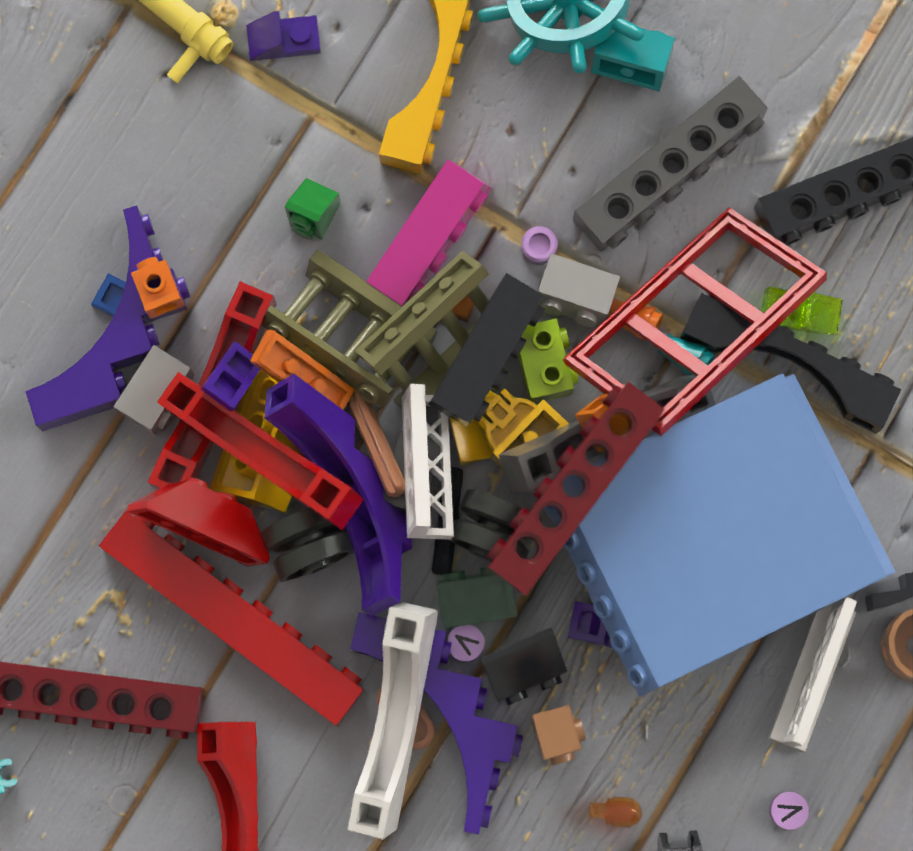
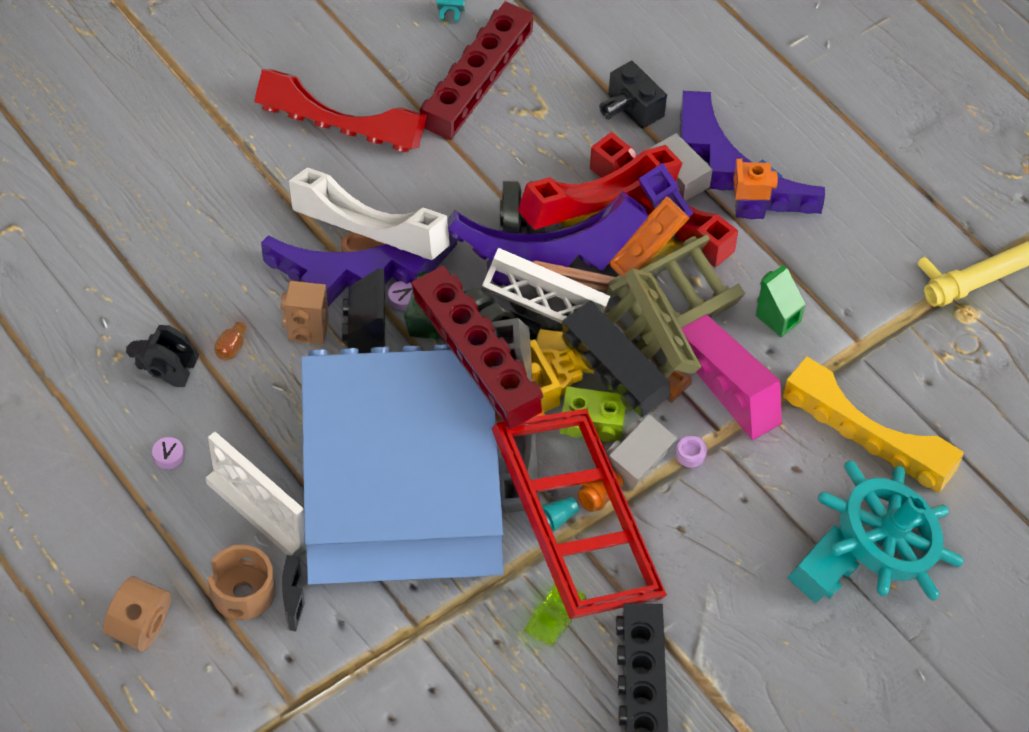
camera: 110 degrees right, 25 degrees down
(57, 485) = (635, 94): none -> black brick
(206, 519) = (570, 145): red wedge -> none
(232, 618) = (493, 160): red brick -> none
(281, 38) = (930, 343): dark purple slope -> none
(735, 101) = (742, 634): dark grey brick -> none
(858, 395) = (466, 621): black arch -> none

